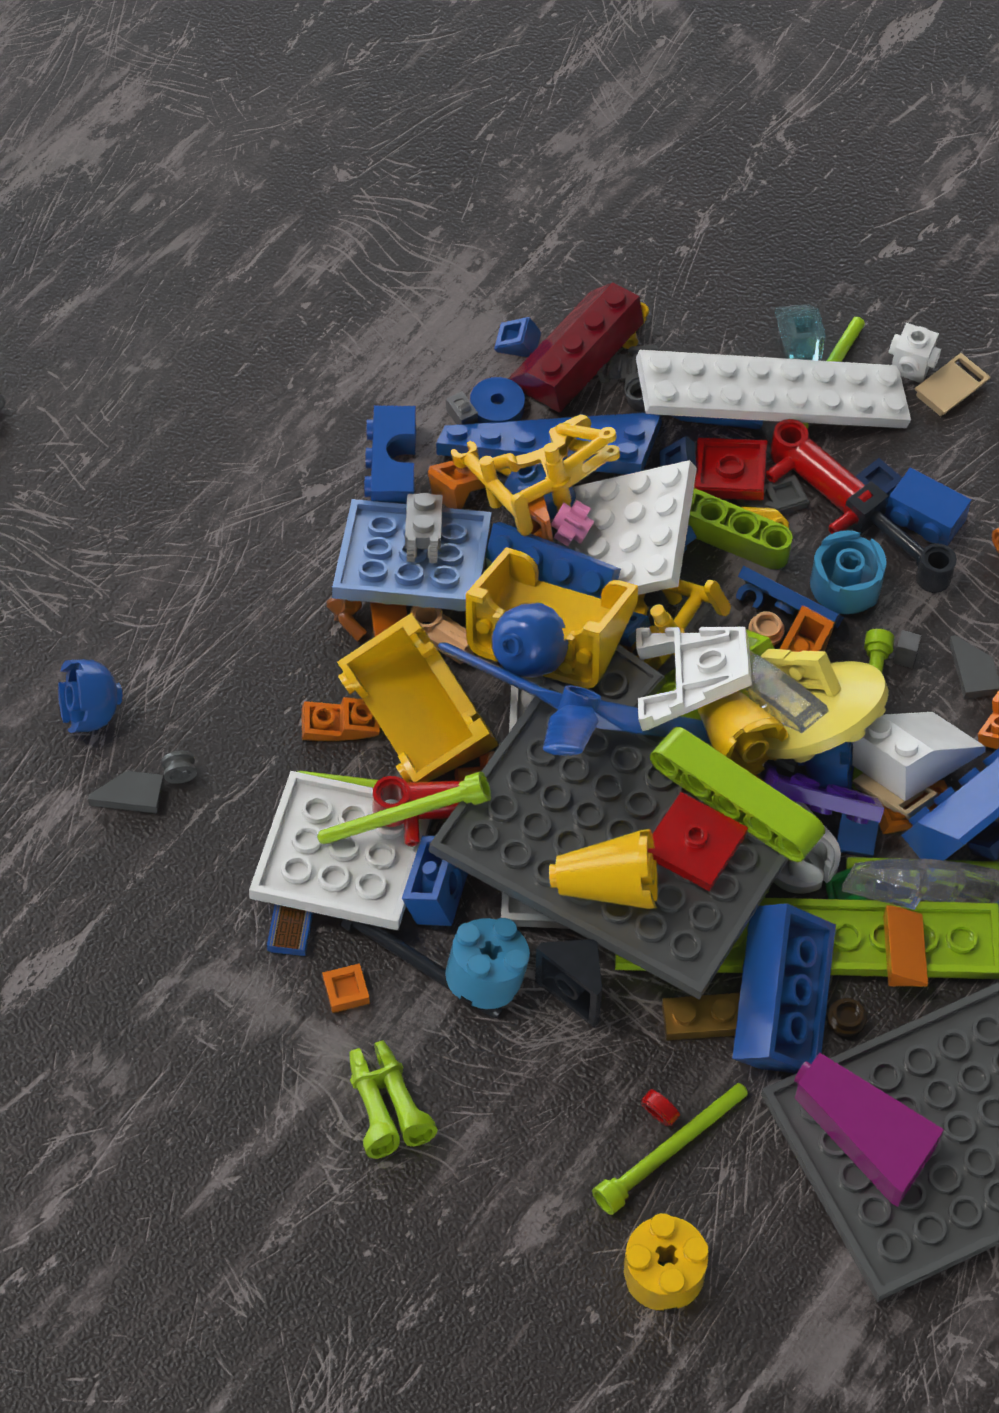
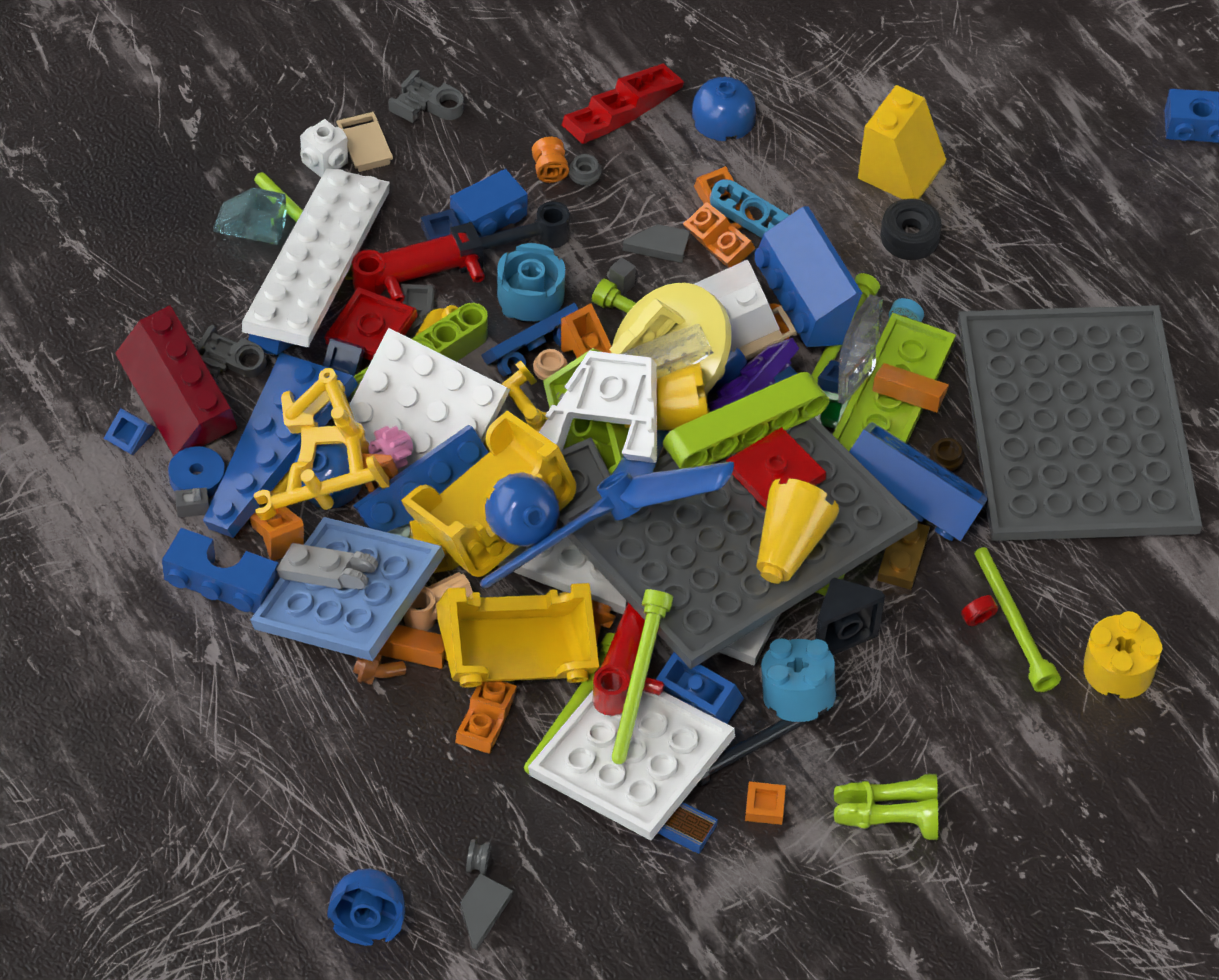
camera: 70 degrees left, 5 degrees down
(869, 1126) = (1063, 469): magenta slope -> none

